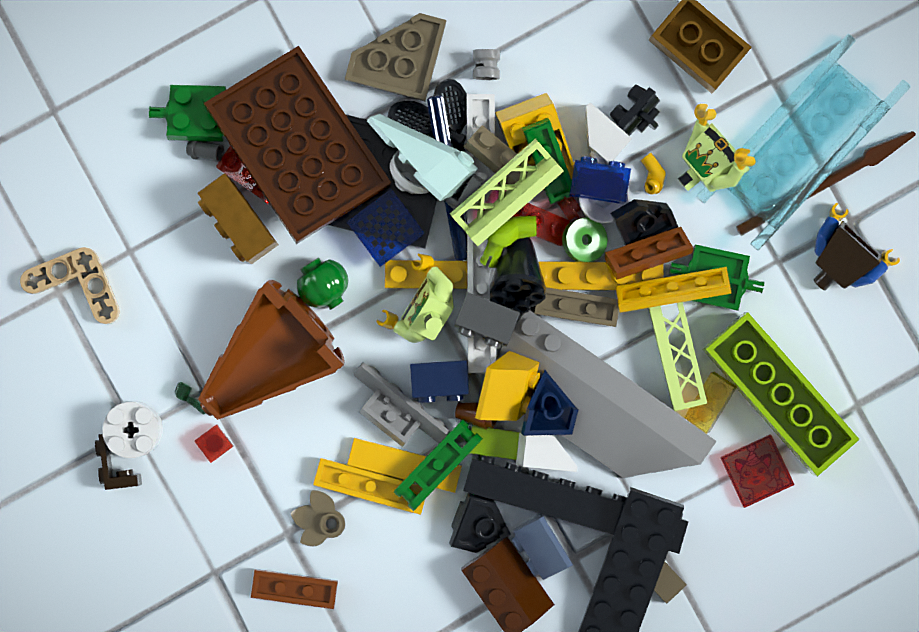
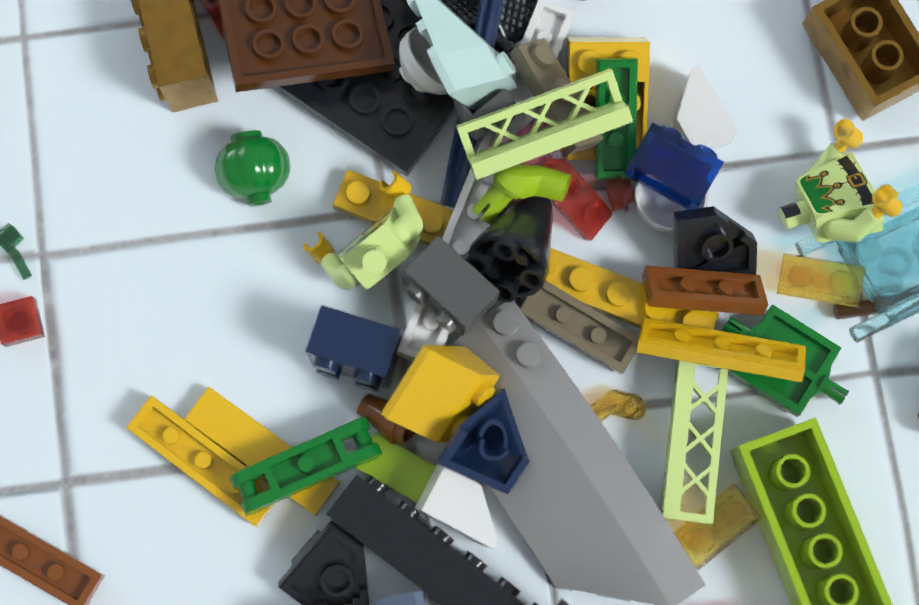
camera: 25 degrees right, 10 degrees down
(270, 354) = (140, 222): dark orange cone -> none
(314, 518) = (109, 478): dark tan plate -> none
(385, 227) = (364, 124): clear blue tile -> none
(394, 411) = (277, 370): light grey bracket -> none
(573, 242) = (607, 245): bright green piece -> none
(620, 346) = (619, 404): none -> clear yellow arm
(640, 114) = (759, 107): black hips -> none
(656, 174) = (750, 196): yellow arm -> none
(721, 215) = (820, 279): none -> clear yellow plate

